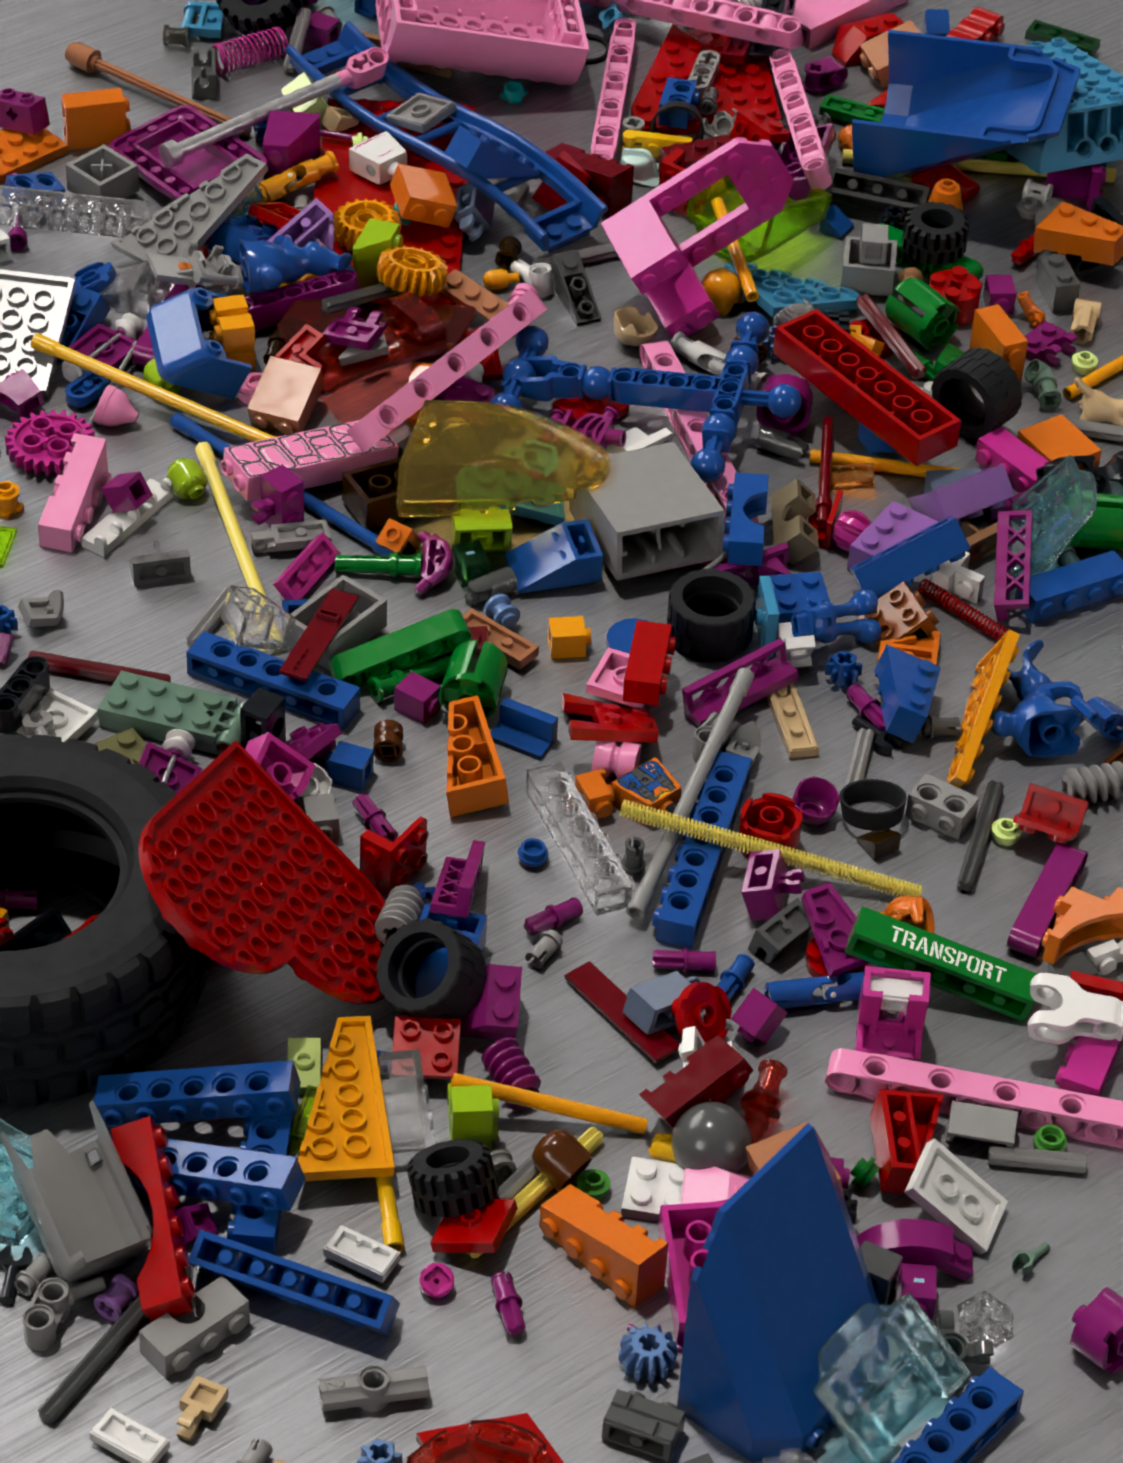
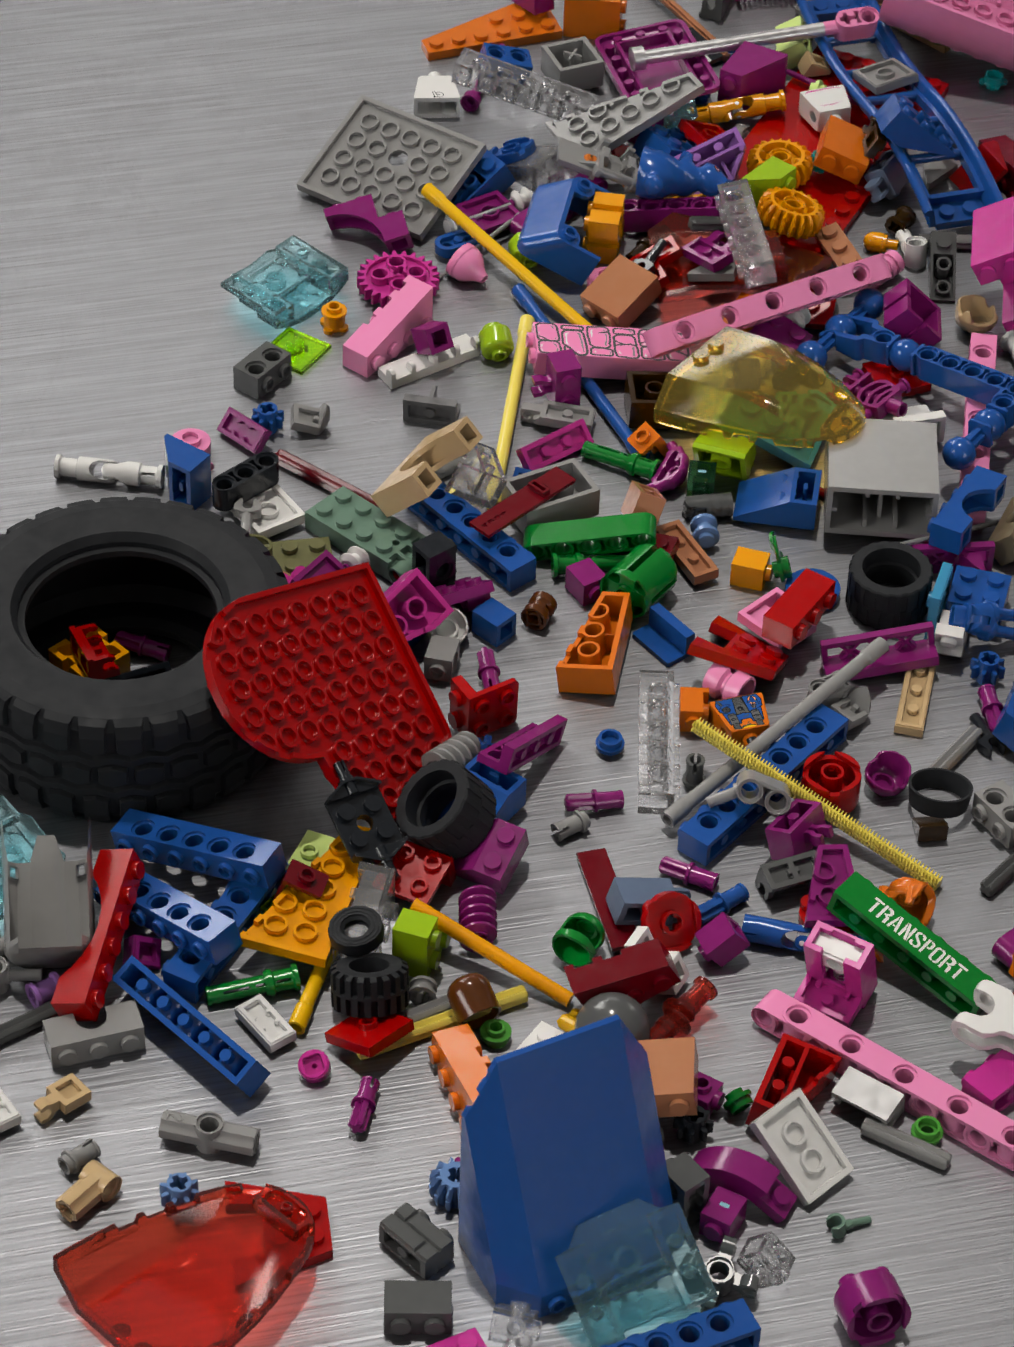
camera: 25 degrees right, 0 degrees up
(202, 637) = (416, 475): none -> tan arch
(298, 348) = (648, 261): none -> bar
(323, 1090) = (303, 879): none -> dark red bracket
(340, 1211) = (269, 978): none -> green pin
(346, 990) = (362, 799): none -> black plate
(391, 302) = (745, 233): none -> clear brick
(417, 1143) = (356, 945): none -> black tyre
(431, 599) = (643, 499): none -> nougat brick
(453, 176) = (874, 139): none -> dark brown plate
(579, 341) = (912, 314): none -> magenta piece
(598, 624) = (781, 566): none -> green plate
(623, 1062) = (579, 939): none -> green helmet
(721, 858) = (761, 795): none -> light grey beam

